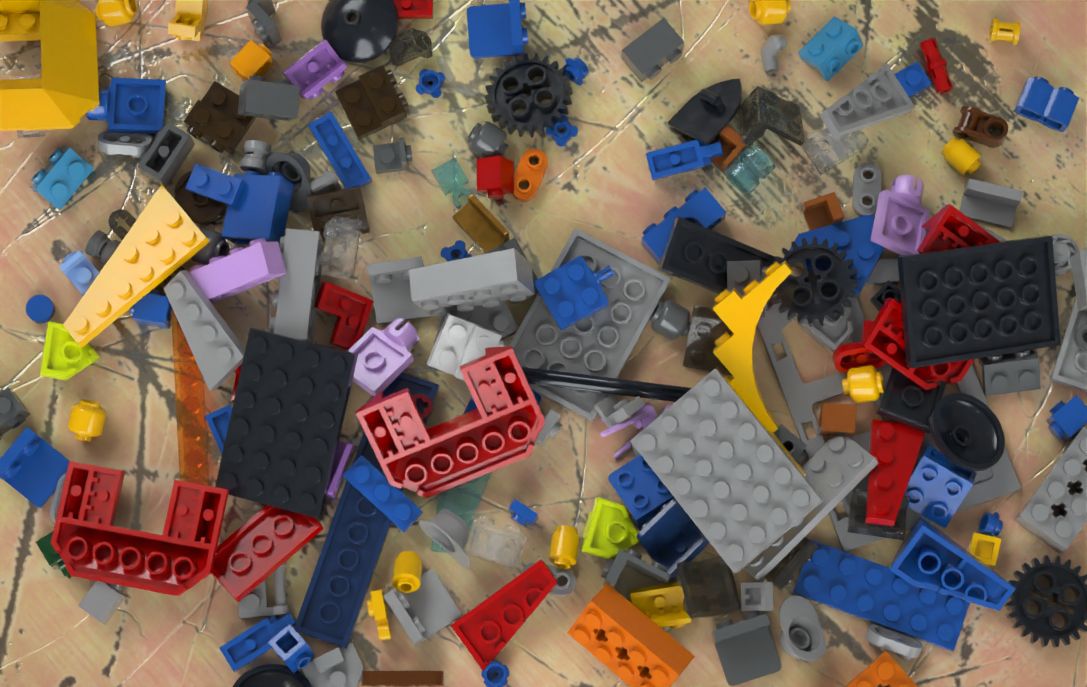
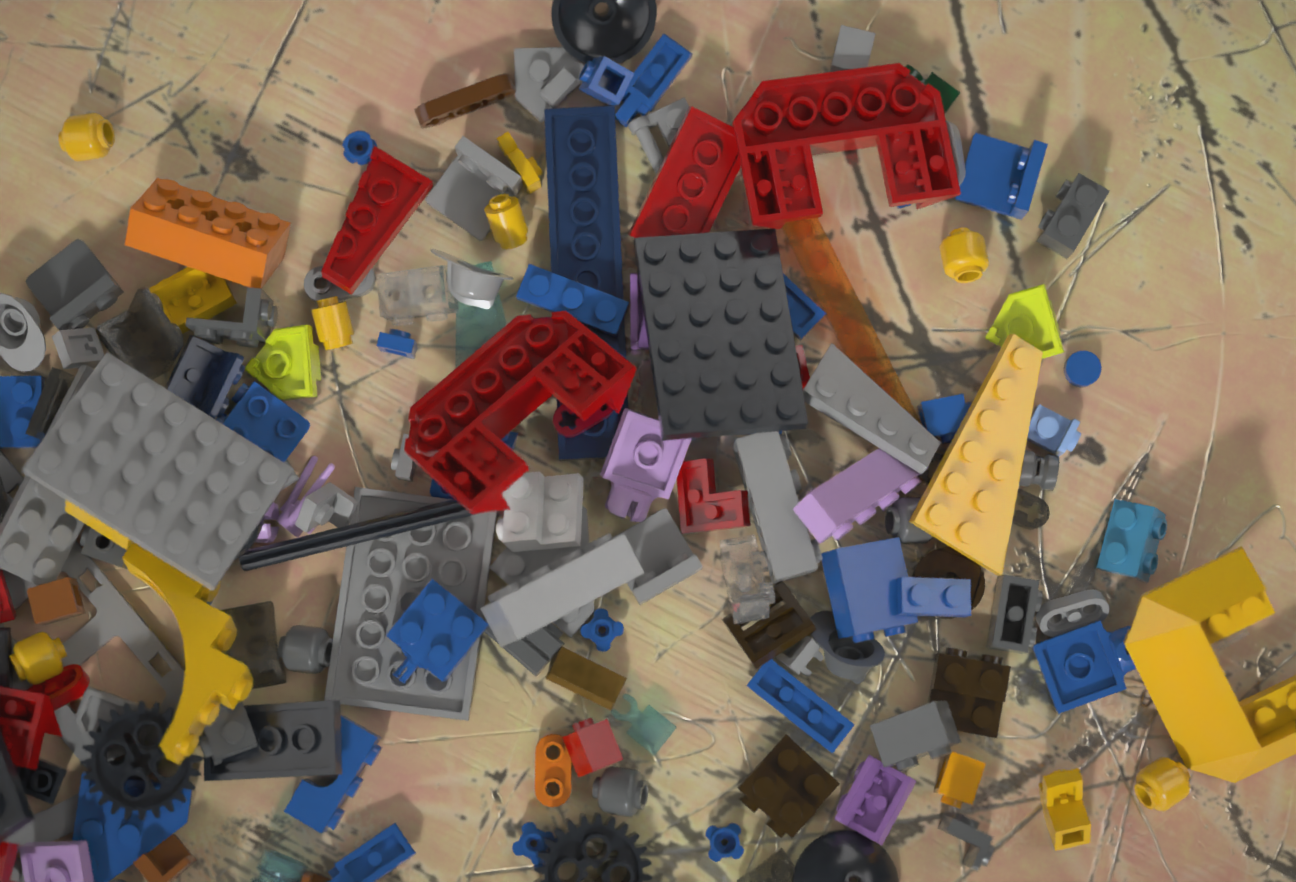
camera: 155 degrees right, 5 degrees up
(255, 156) = (902, 658): light grey wheel -> none
(392, 156) = (733, 726): dark grey bracket -> none

